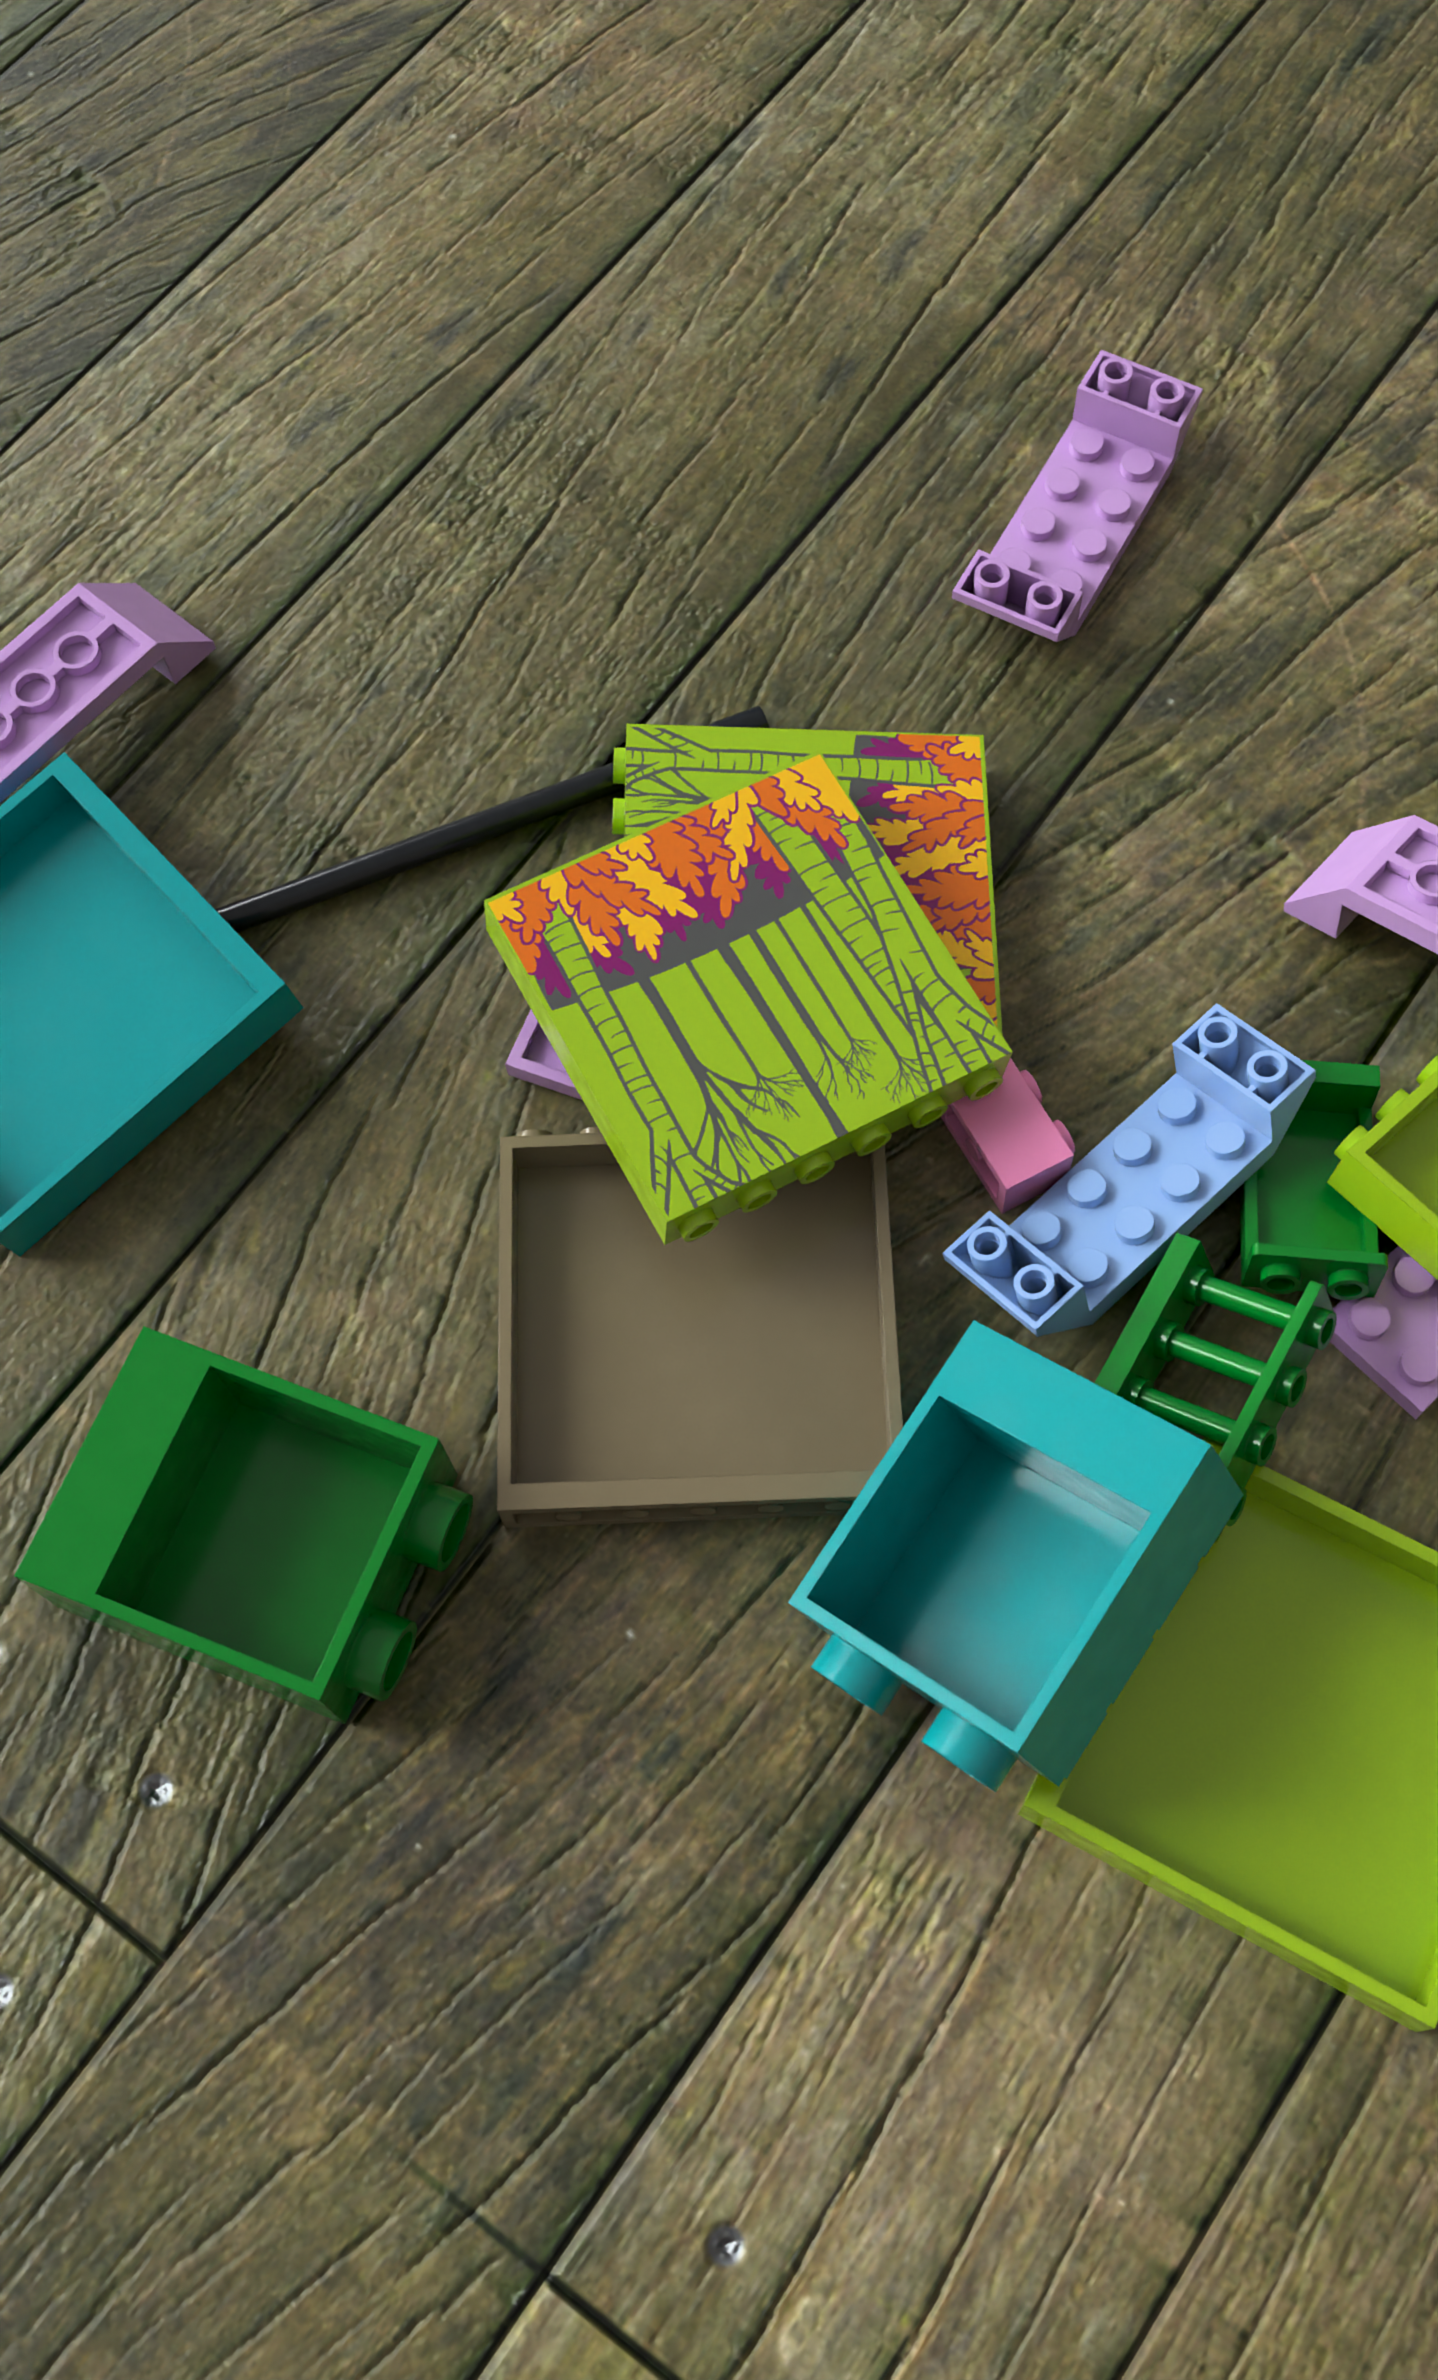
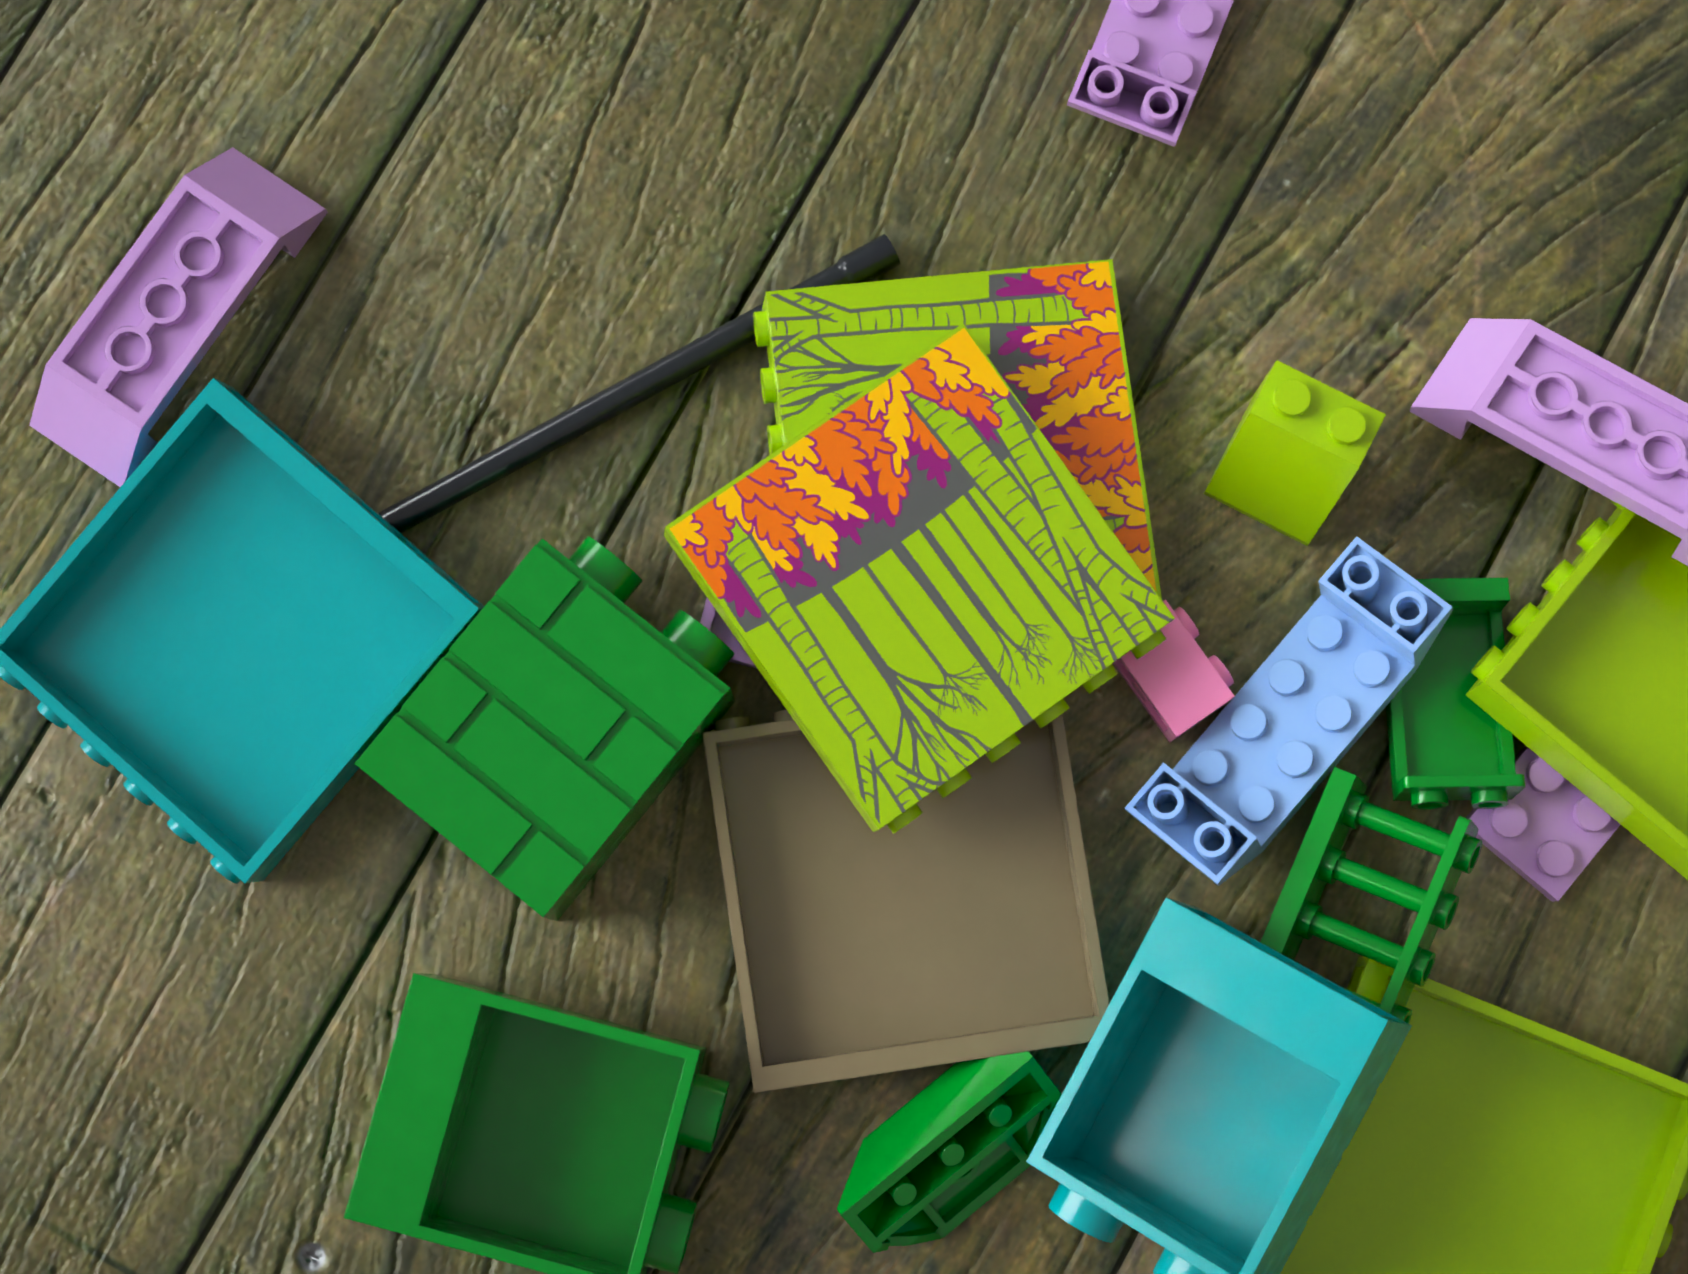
camera: 10 degrees left, 15 degrees up
(343, 1115) = (553, 723): none -> green brick
(704, 1606) = (947, 1151): none -> green wedge
(1156, 921) = (1294, 453): none -> lime slope

